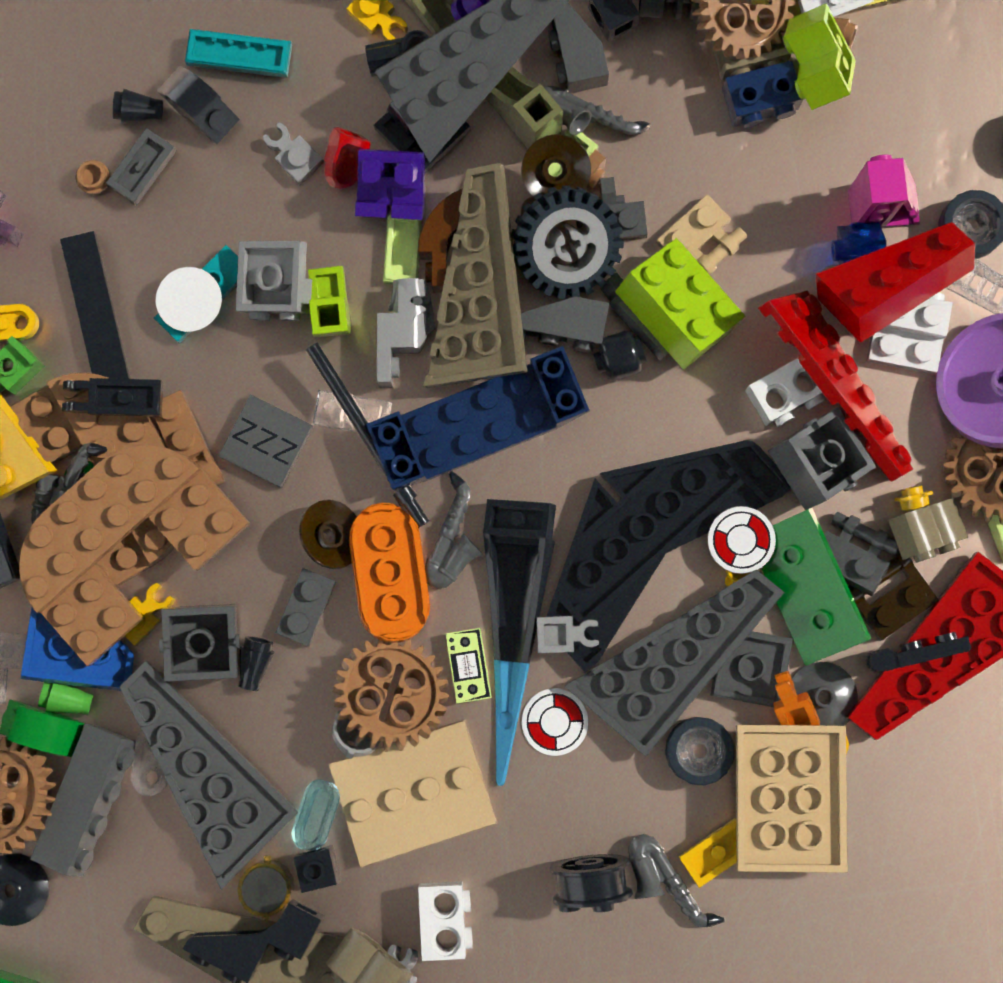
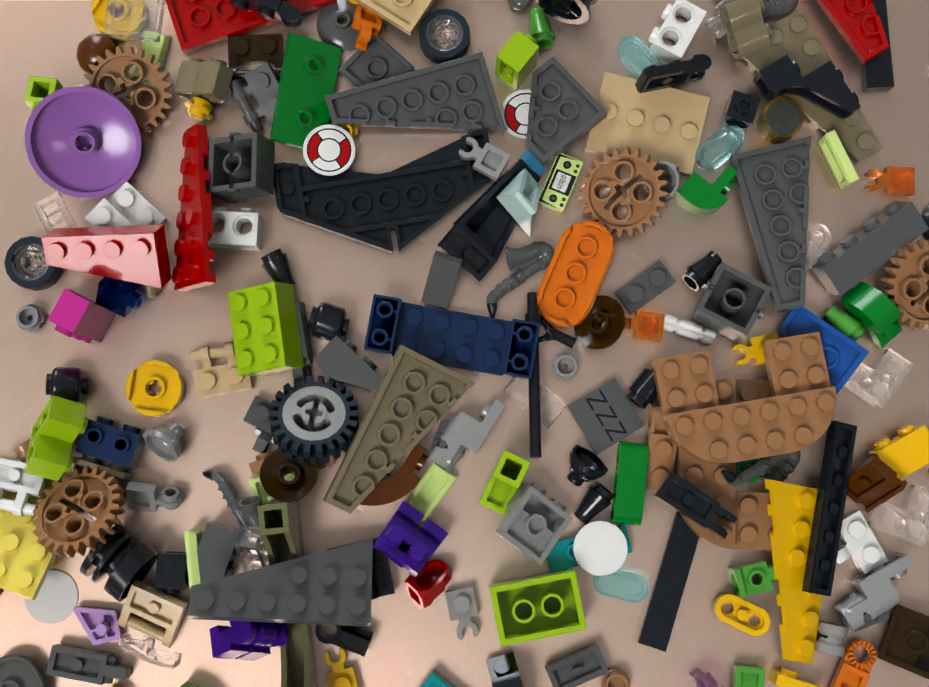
camera: 150 degrees left, 0 degrees up
(98, 899) = (894, 180): none -> clear orange plate
(142, 278) = (622, 586): none -> clear light blue tile
(175, 882) = (838, 159): none -> yellowish green tile
(197, 385) = (629, 483): none -> green beam
(218, 199) = (537, 607): none -> lime brick
(223, 344) = (593, 502): none -> black cone
(230, 589) = (689, 330): none -> white axle
(241, 491) = (643, 389): none -> black brick
(255, 374) = (584, 466): none -> black piece
(279, 563) = (646, 326): none -> clear orange plate
(296, 744) = (703, 198): none -> green brick
(331, 463) = (559, 361): none -> light grey plate
(371, 494) = (554, 334): none -> black bar
(416, 865) = (673, 74): none -> black hinge
(465, 863) = (636, 55): none -> clear light blue tile
(498, 619) = (521, 199): none -> light aqua slope
(518, 740) = (558, 112): none -> dark grey plate
(528, 473) = (441, 280): none -> dark grey tile
(543, 70) = (250, 548): none -> clear slope
(597, 825) = (540, 28): none -> bright green cone
(599, 770) = (517, 59): none -> lime brick
(612, 48) = (192, 541): none -> yellowish green tile
(690, 64) = (146, 497): none -> light grey plate
(709, 131) = (165, 440): none -> light grey piece
(712, 380) = (278, 267): none -> black cone
(765, 159) = (146, 375): none -> yellow plate
(850, 122) = (66, 383): none -> black head
(941, 159) = (23, 315): none -> light grey plate

